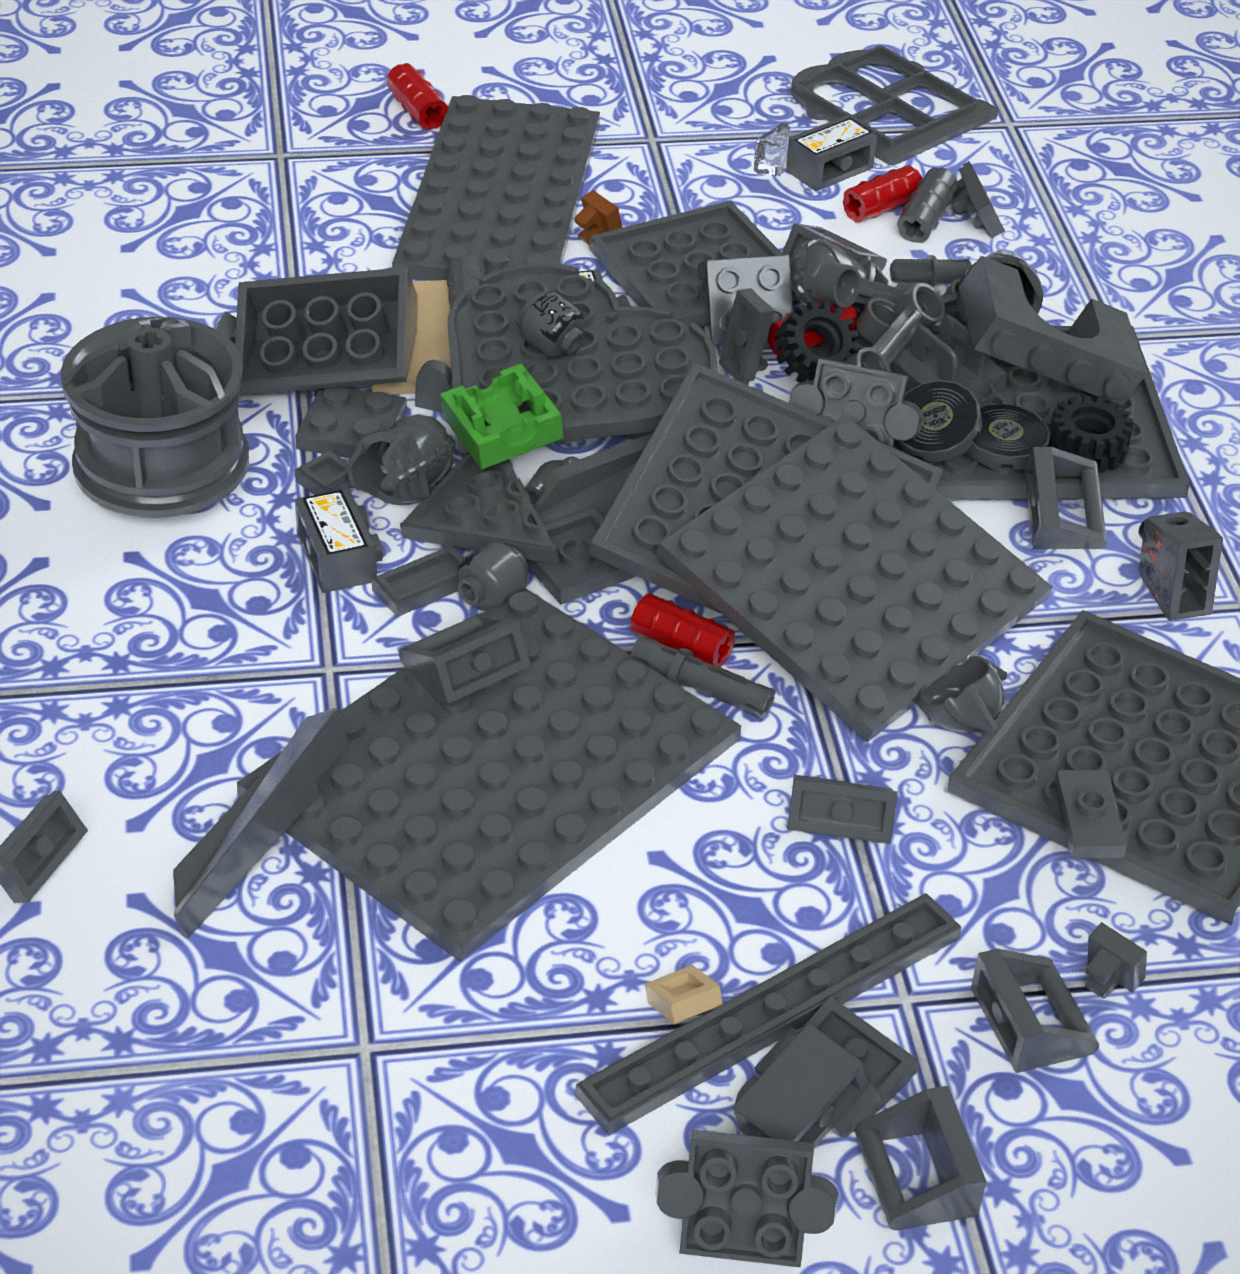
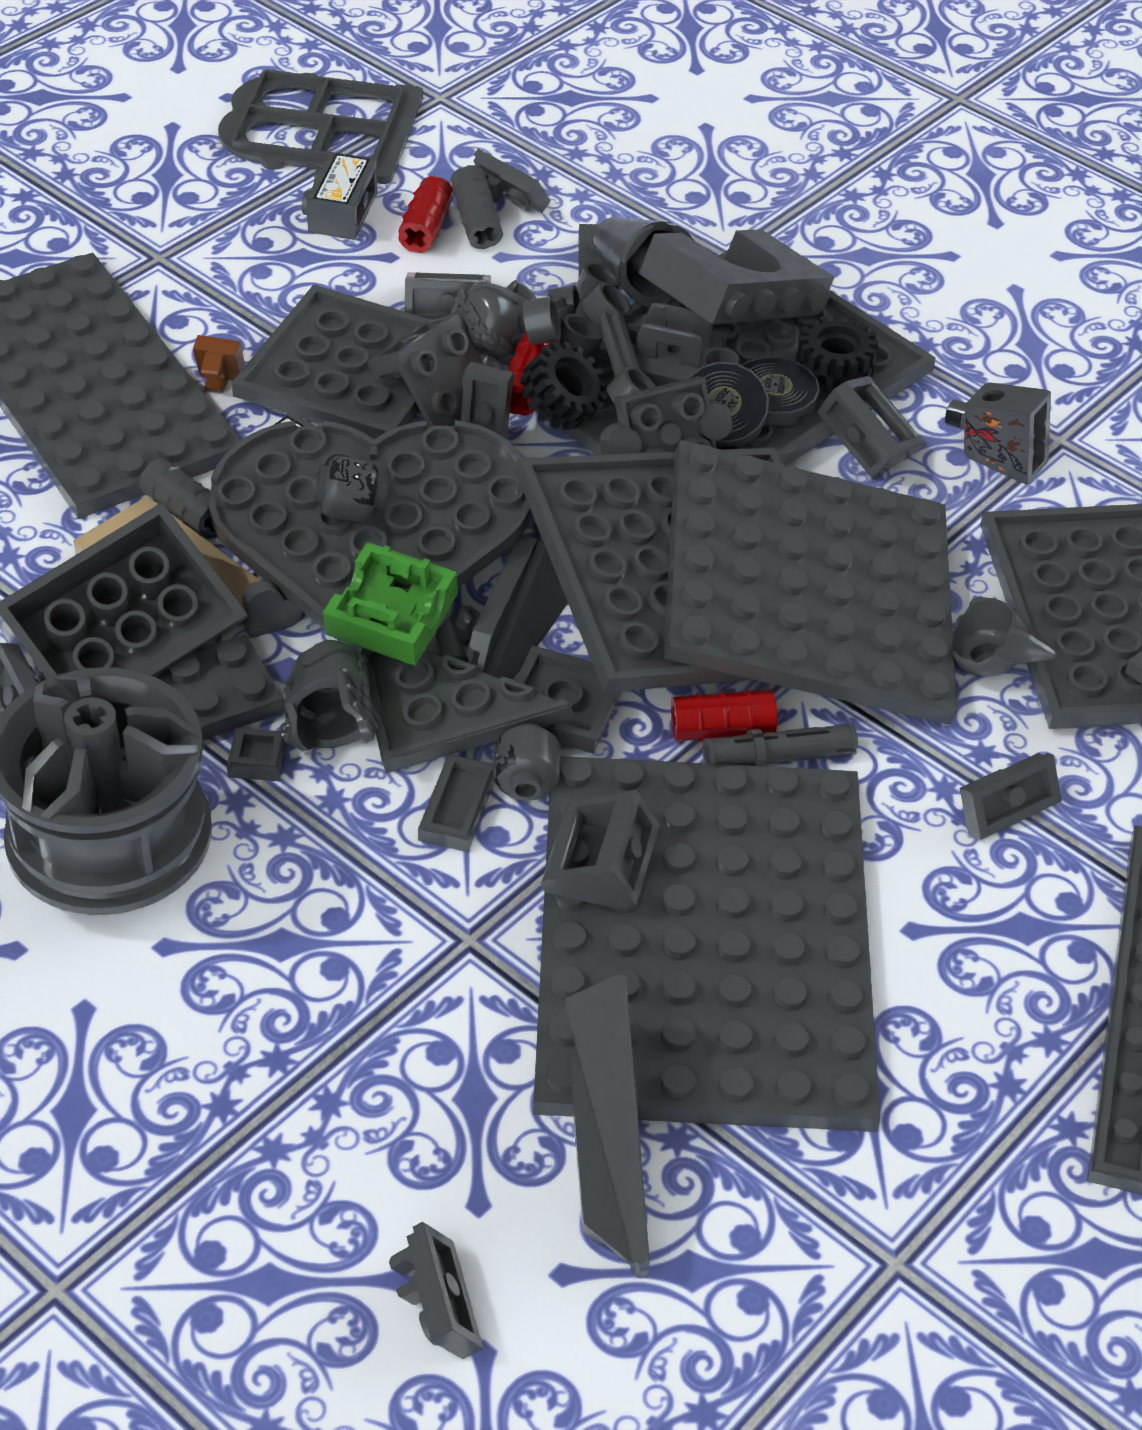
camera: 40 degrees left, 5 degrees up
(337, 540) = (350, 812): dark grey brick -> none
(683, 994) = (1077, 1035): tan tile -> none
(772, 151) = (294, 217): clear slope -> none
(928, 271) = (544, 267): dark grey axle -> none

